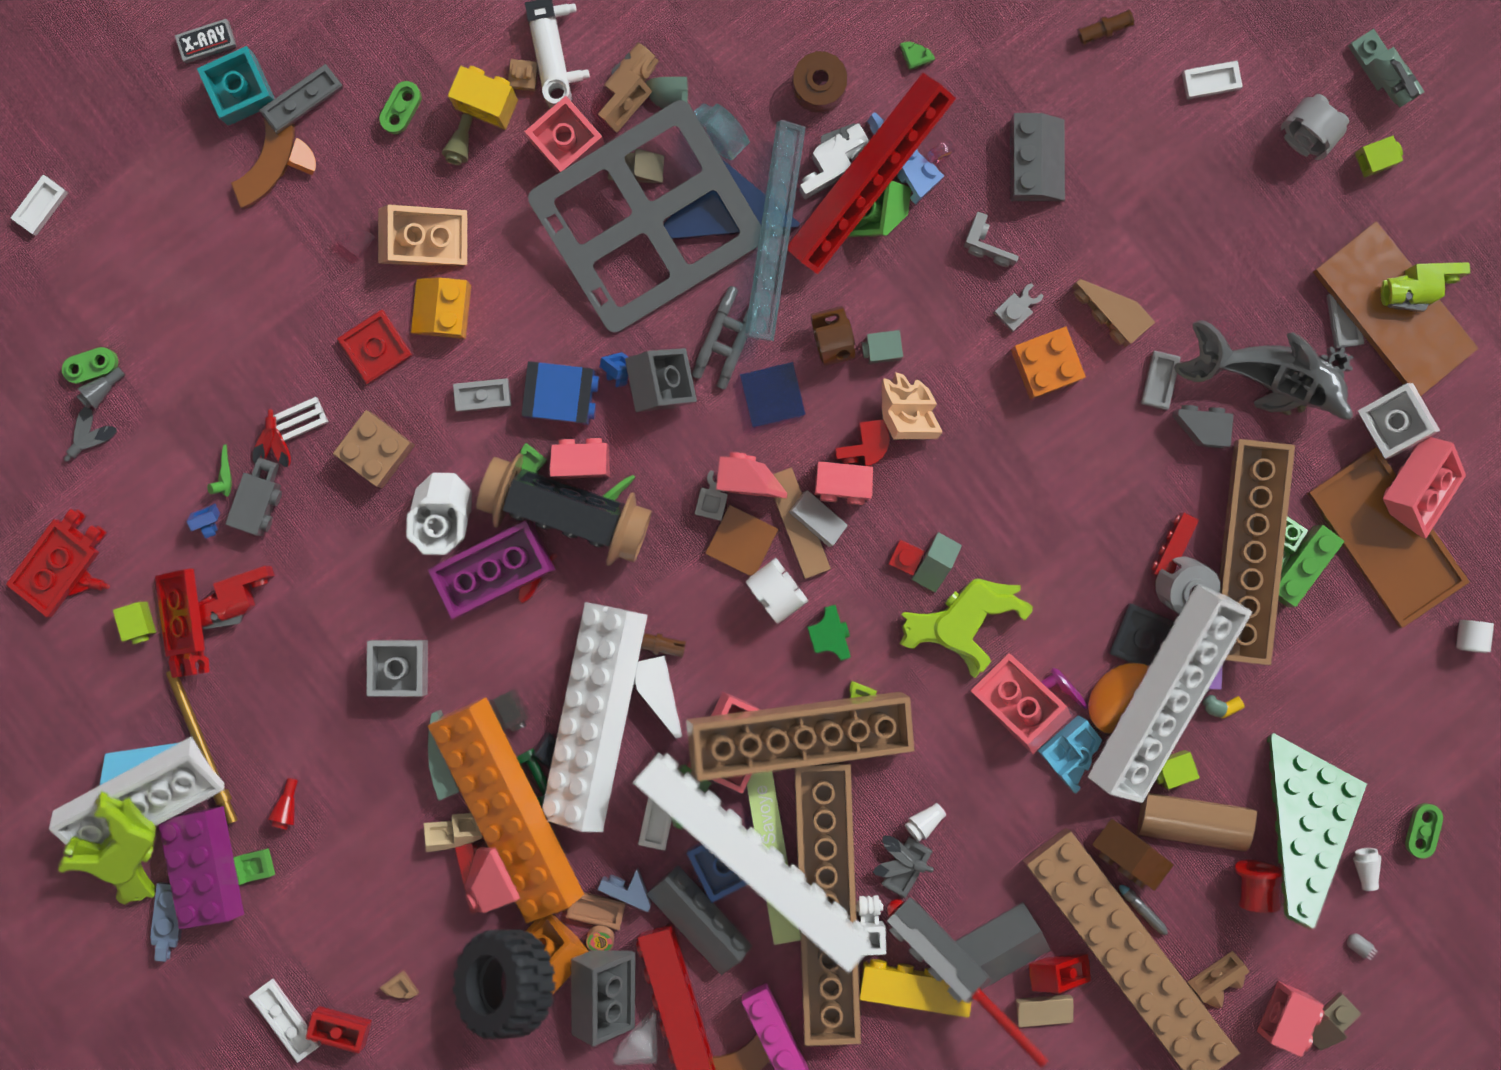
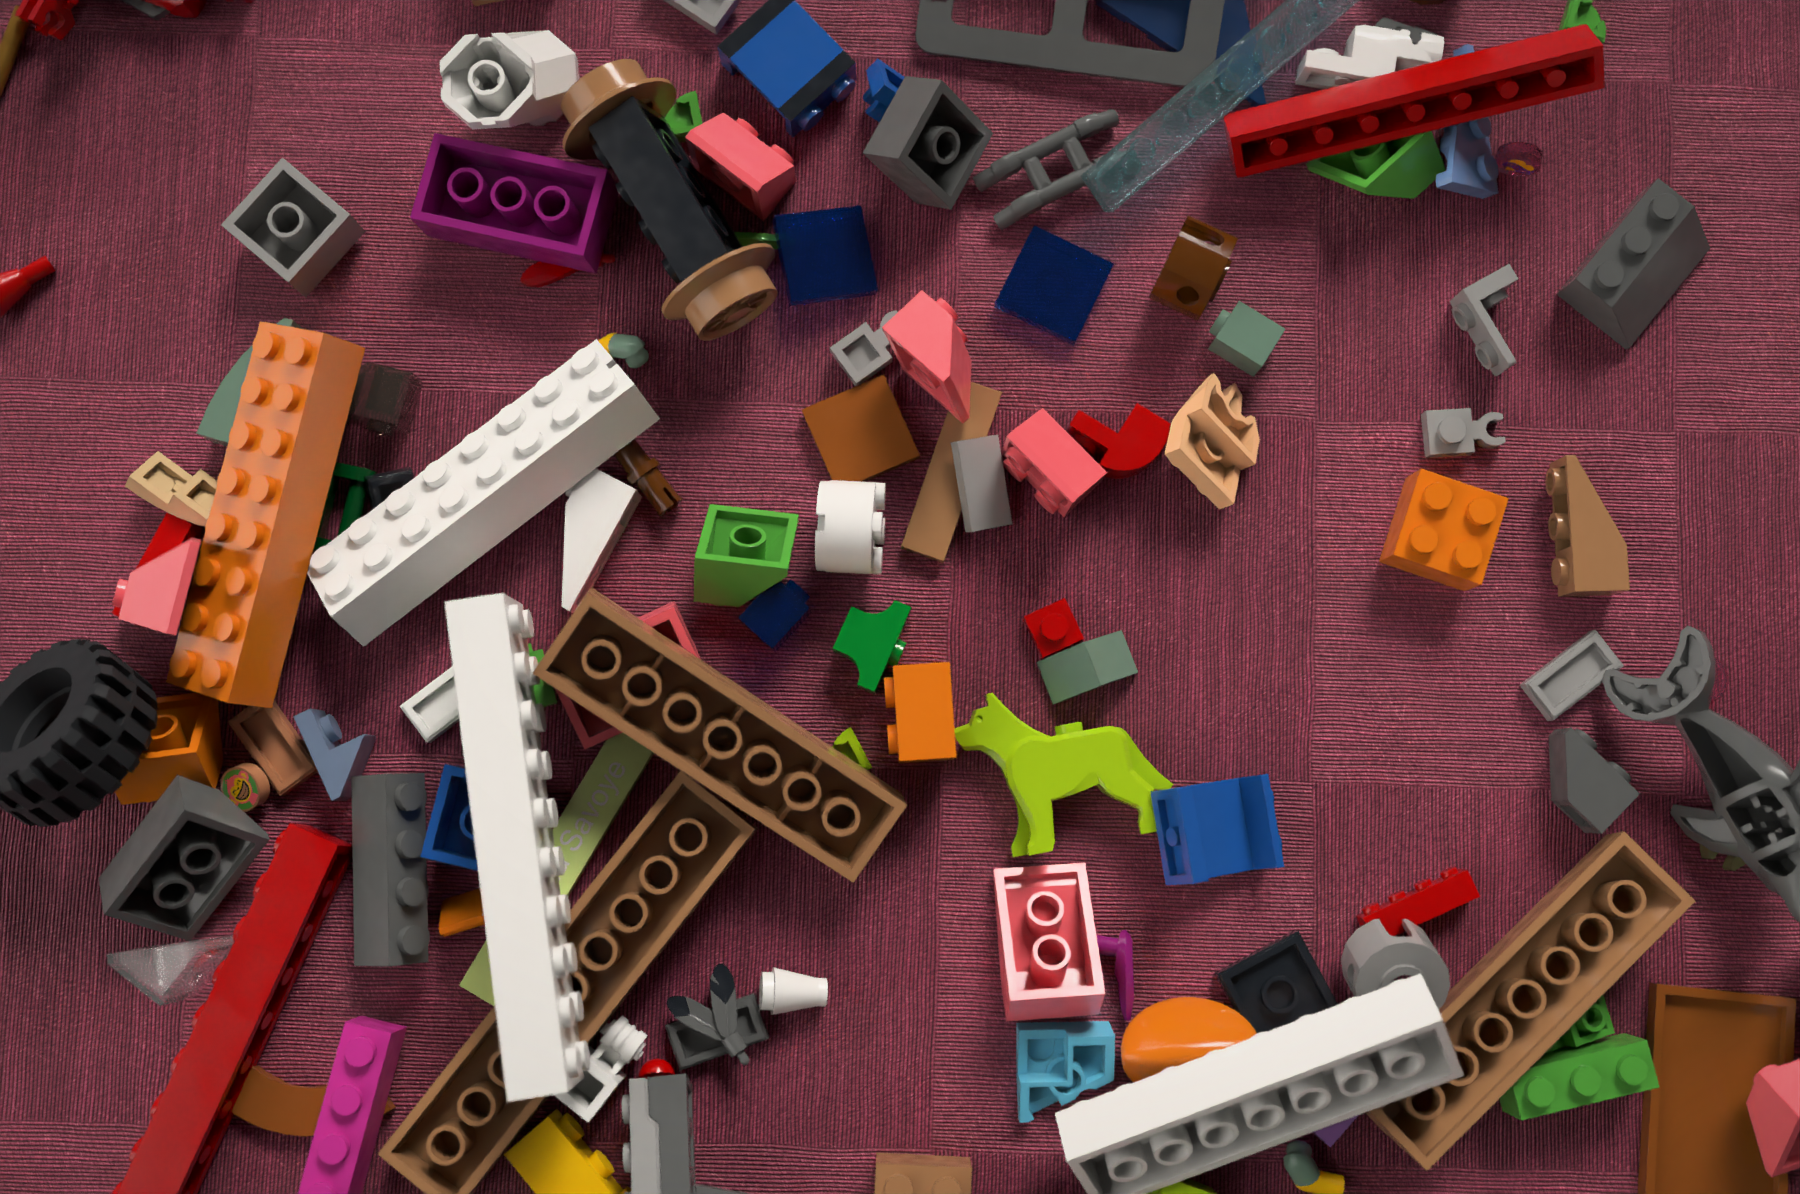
camera: 40 degrees right, 5 degrees down
(596, 594) = (626, 347): none -> sand green arm
(654, 471) = (825, 255): none -> clear blue tile
(736, 643) = (742, 553): none -> bright green slope
(749, 910) = (461, 913): none -> orange slope
(775, 657) = (777, 613): none -> clear blue brick
(881, 648) = (922, 712): none -> orange brick
(1056, 589) = (1217, 829): none -> blue panel

